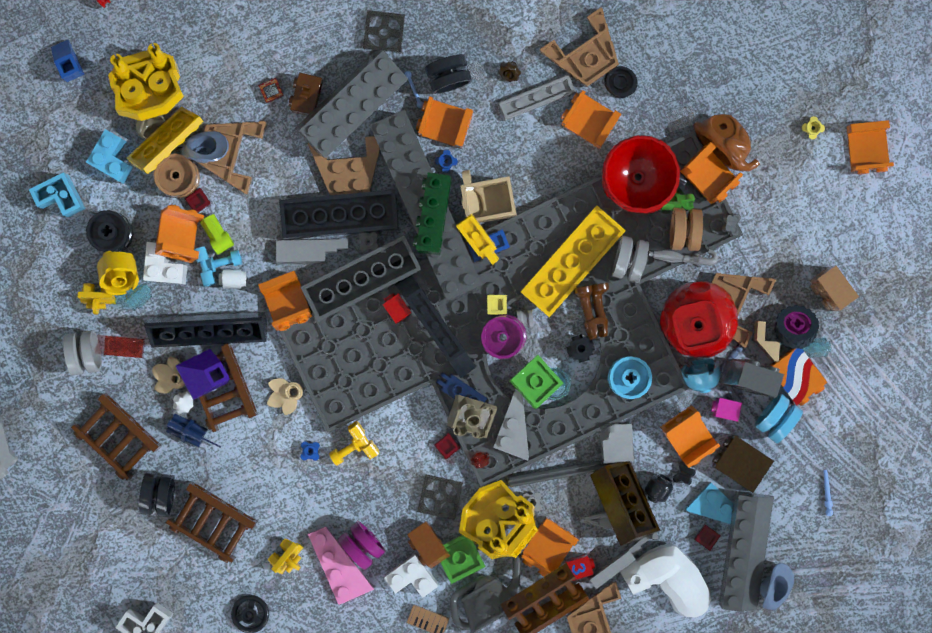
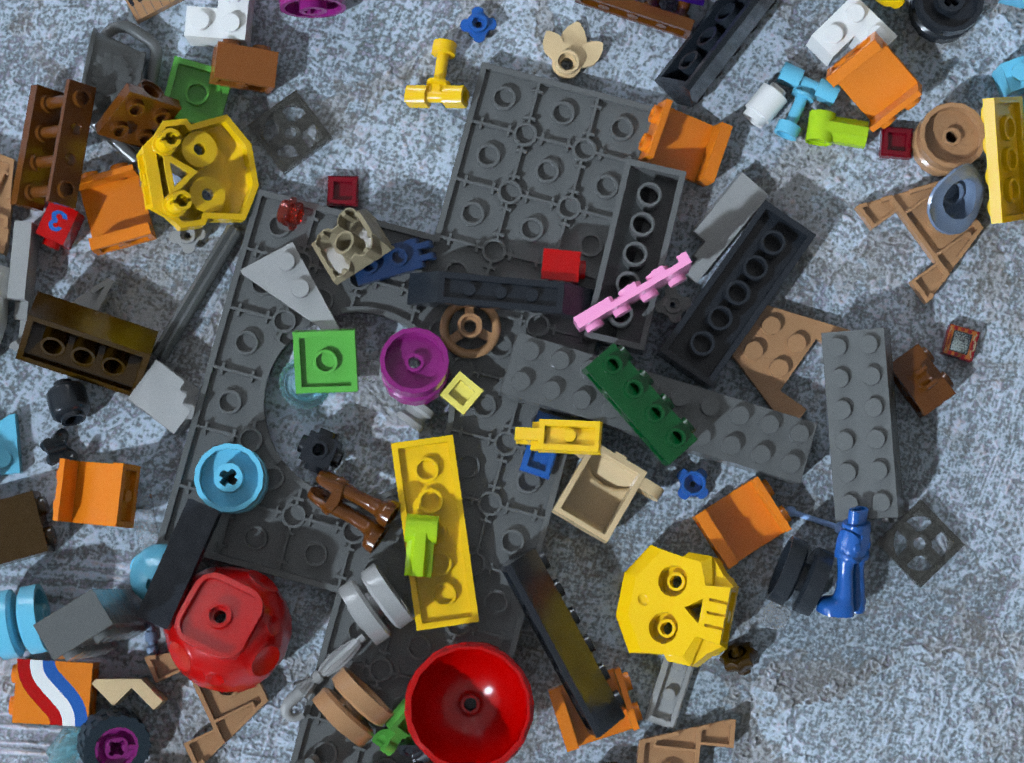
camera: 130 degrees right, 5 degrees down
(376, 257) = (592, 317): none -> bright pink wing
(418, 58) = (851, 553): none -> blue piece
(458, 313) = (490, 337): none -> medium nougat piece
(495, 573) = (137, 113): none -> reddish brown plate
(518, 133) = (652, 601): none -> yellow brick
(572, 159) = (563, 642): none -> black slope
(581, 264) = (420, 535): none -> lime piece
(690, 365) = (179, 564): none -> black panel
(726, 409) = (90, 568): dark pink brick -> none

